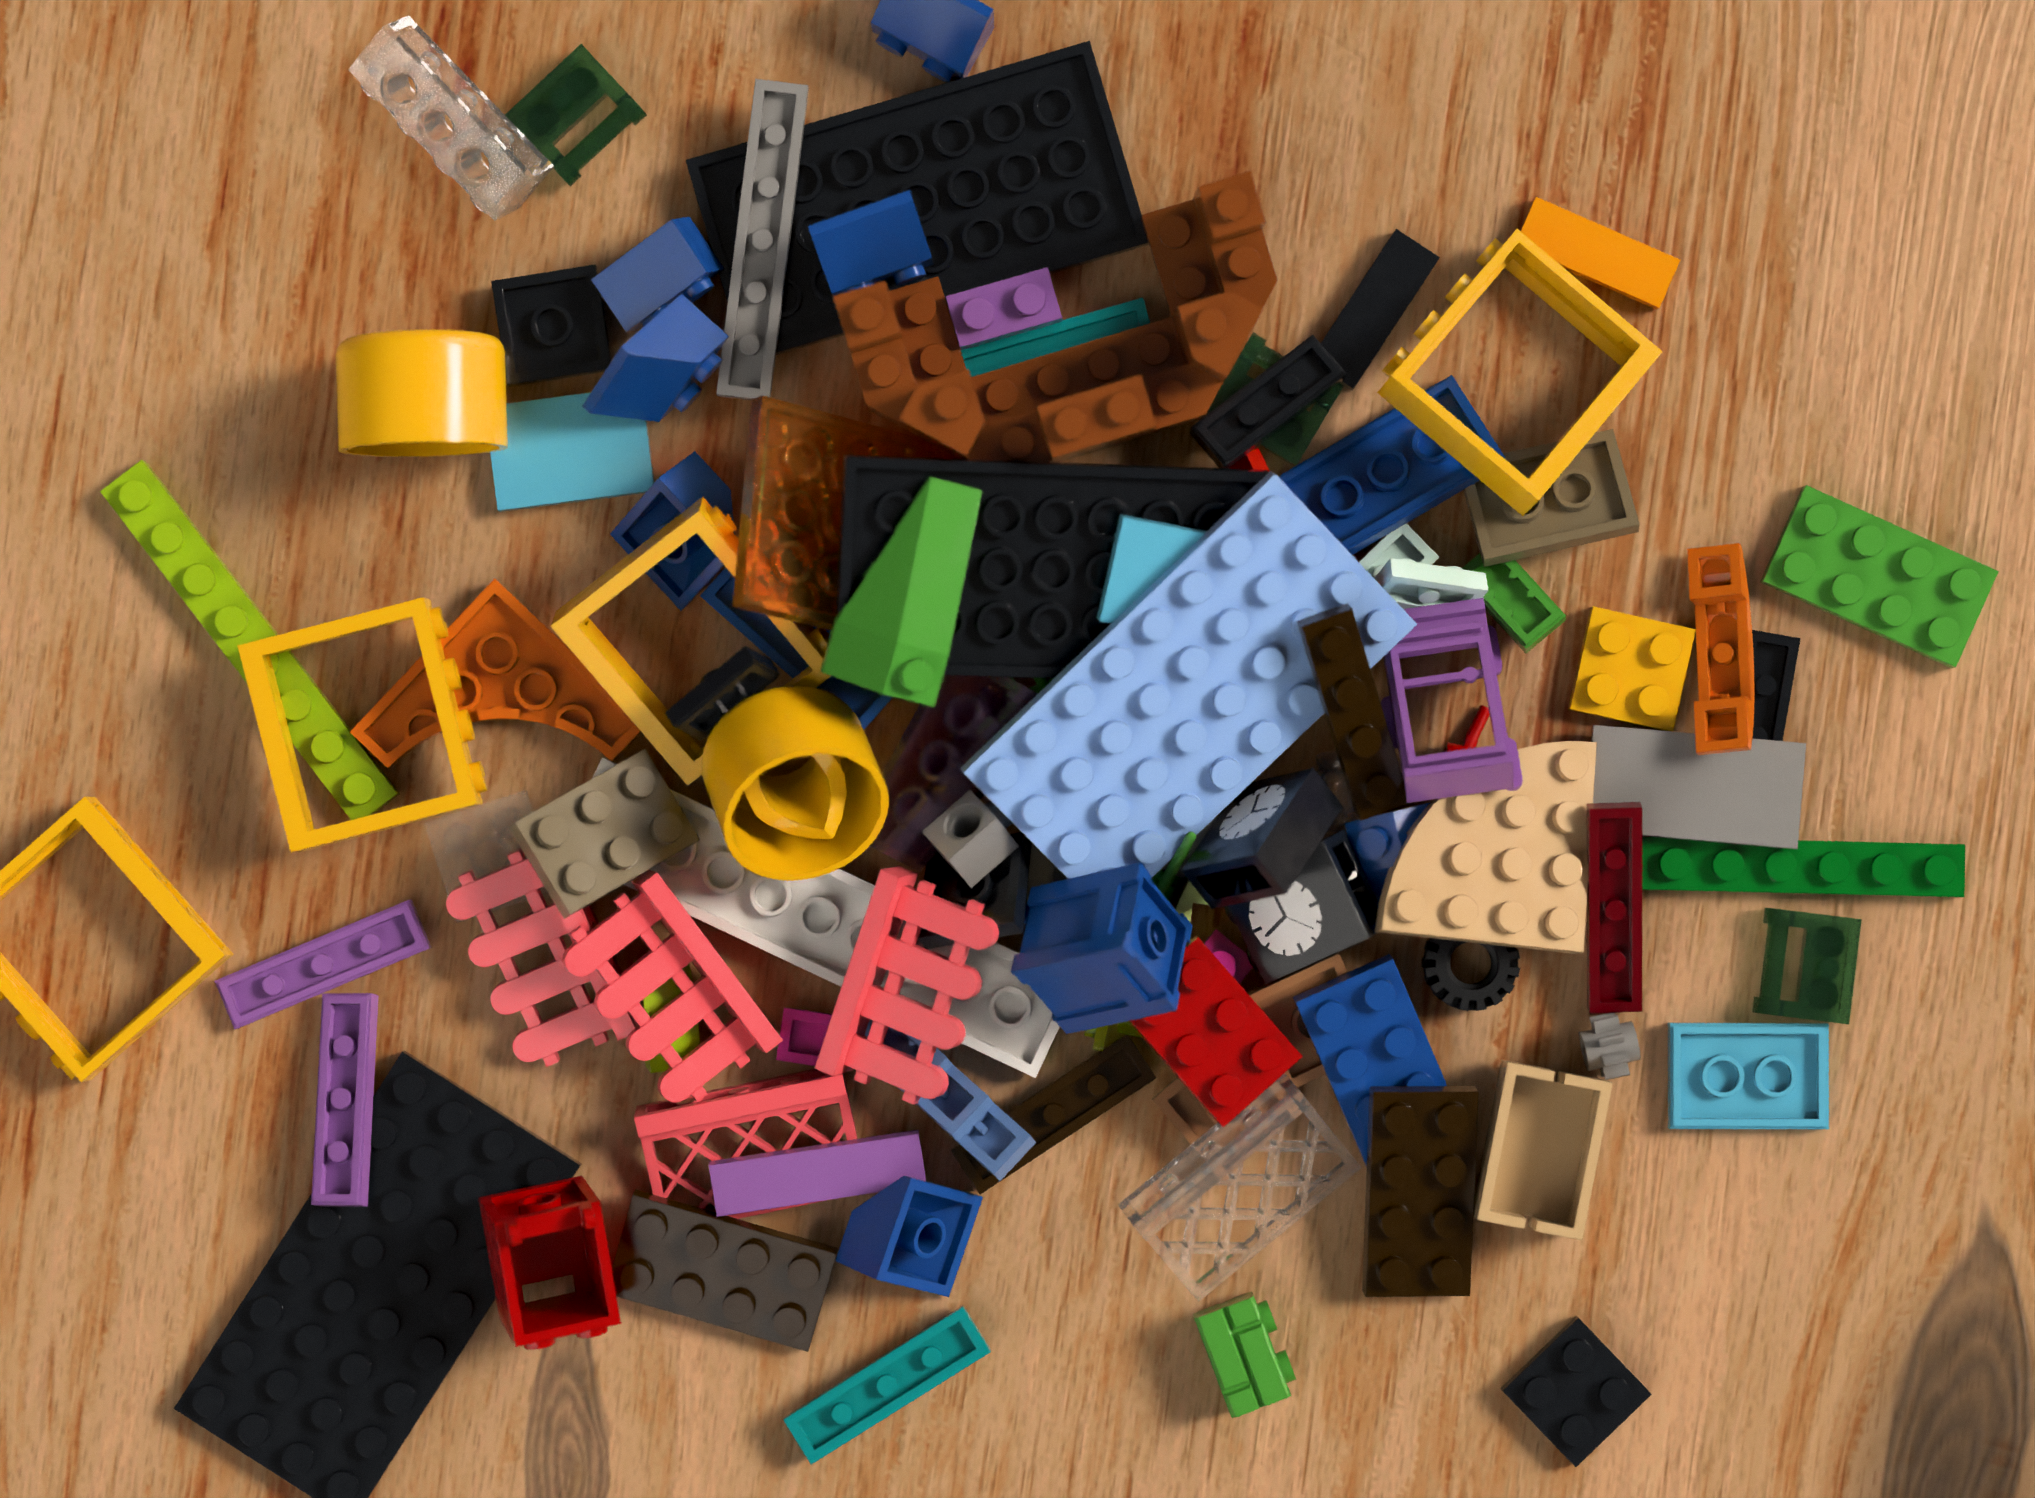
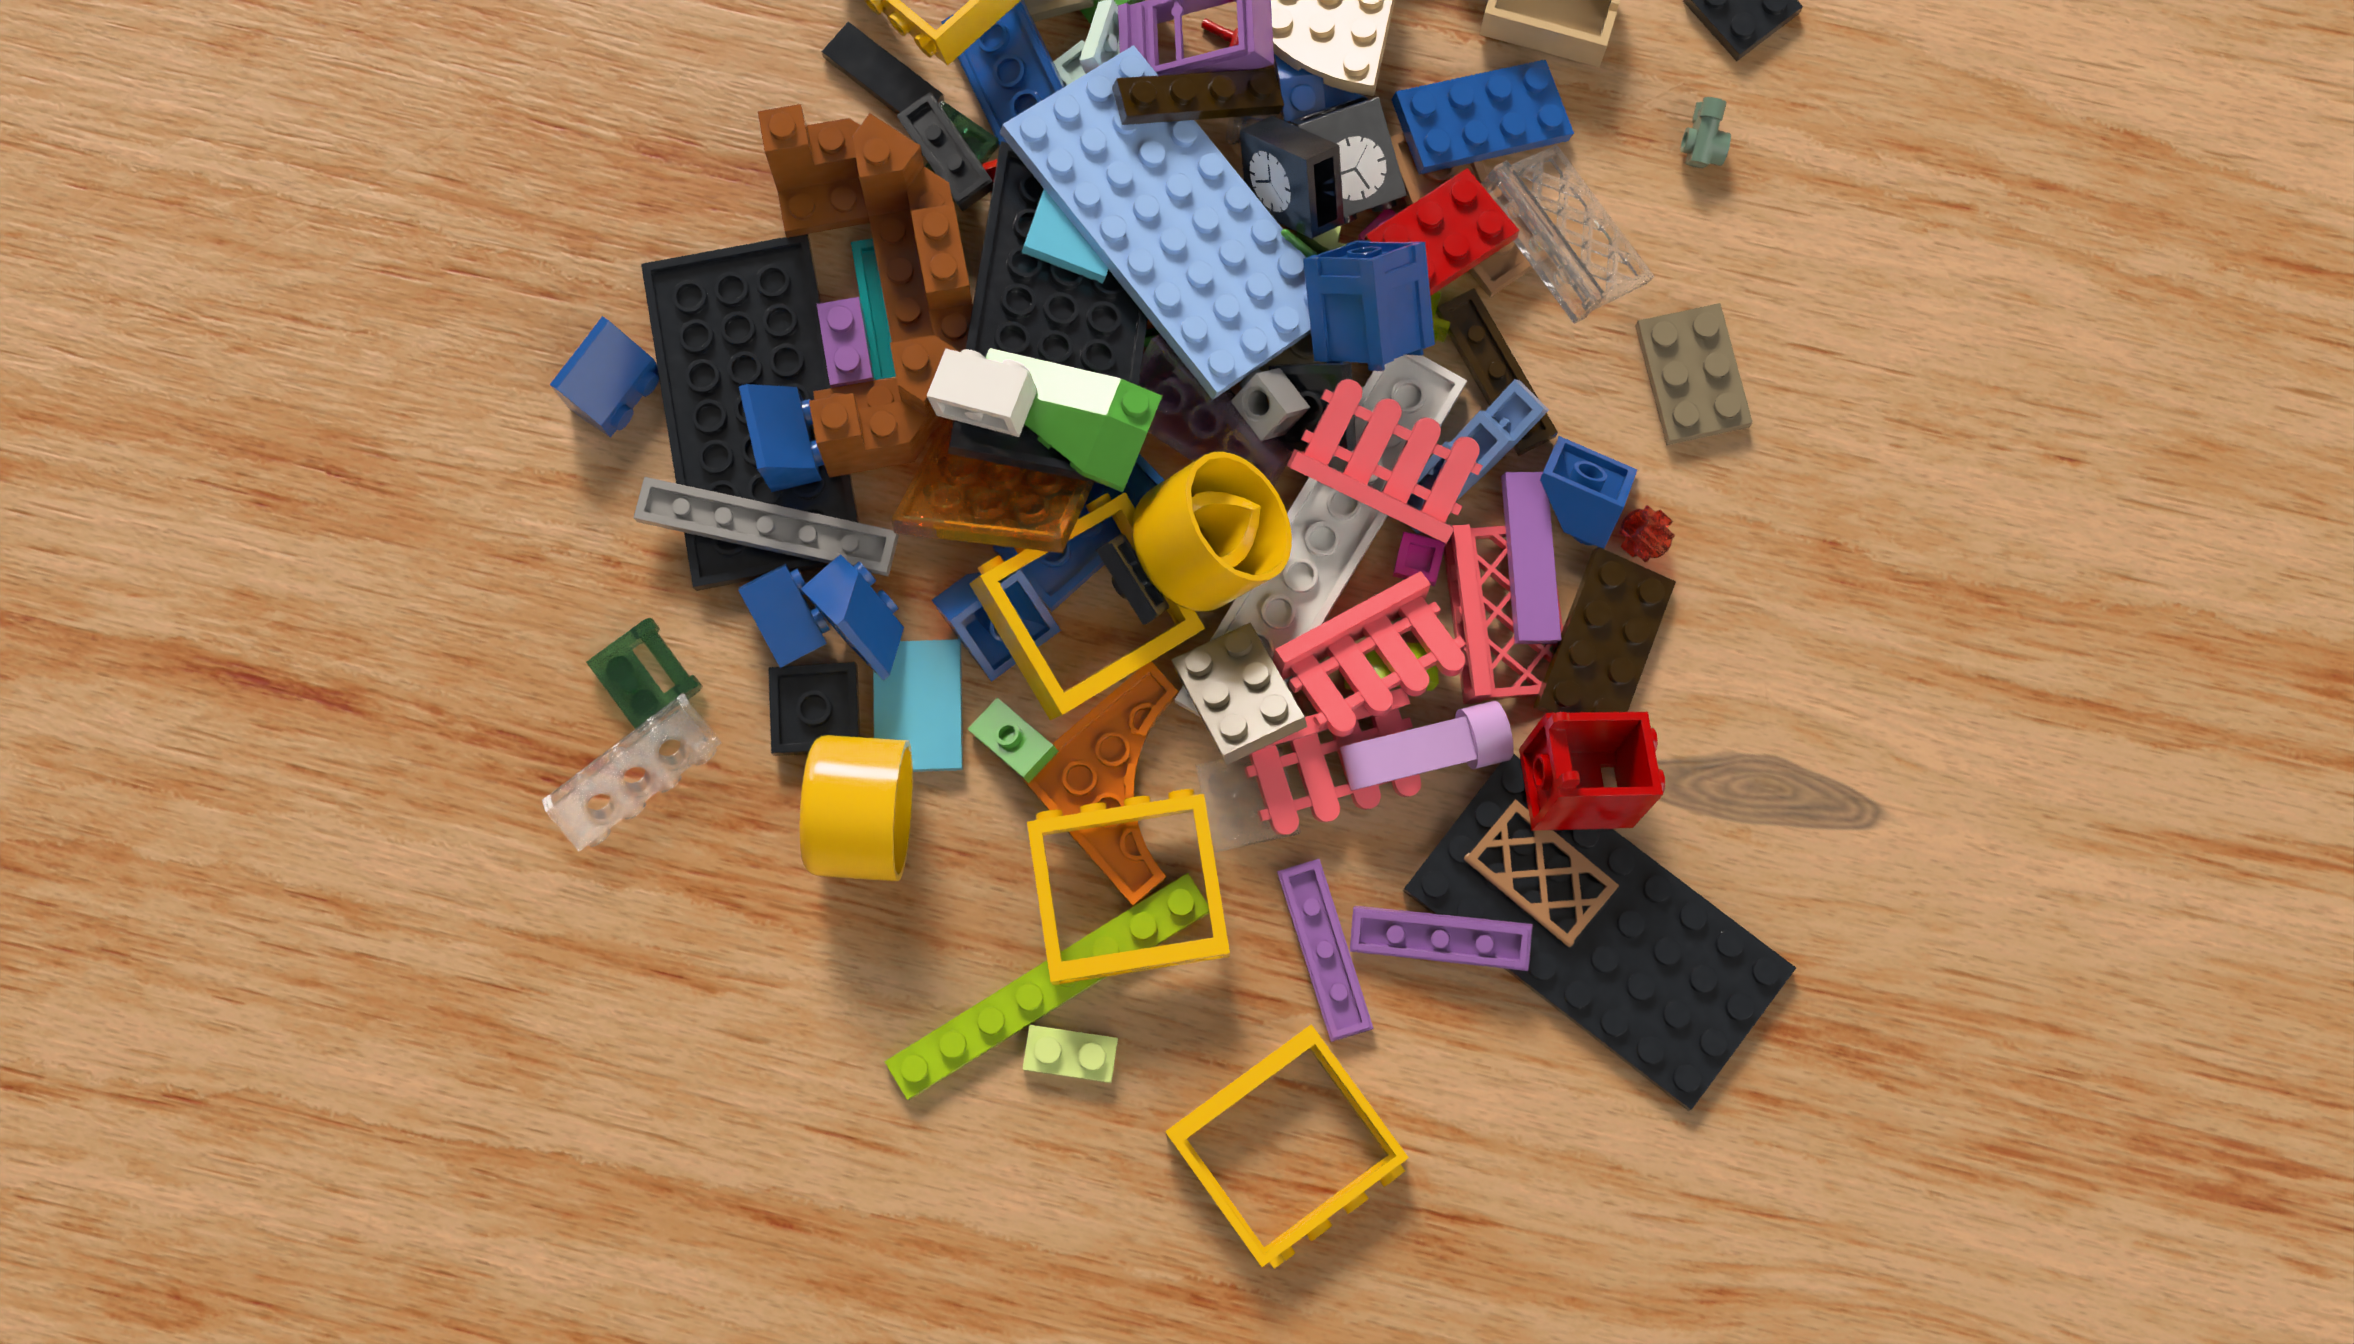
camera: 85 degrees left, 10 degrees down
(173, 676) = (1070, 1054): none -> yellowish green plate
(386, 1213) = (1540, 911): none -> medium nougat window
(534, 568) = (1013, 740): none -> bright green plate
(583, 1114) = (1475, 737): none -> lavender beam
(861, 1311) = (1646, 533): none -> clear red gear
(887, 1384) = (1706, 521): teal plate -> none
(911, 490) = (982, 391): none -> white brick
(1077, 1358) = (1693, 374): none -> dark tan plate
(1243, 1353) = (1699, 242): bright green brick -> none
(1379, 1353) = (1704, 141): none -> sand green plate
(1420, 1191) = (1579, 96): dark brown plate -> none
(1469, 996) = (1428, 49): black tyre -> none

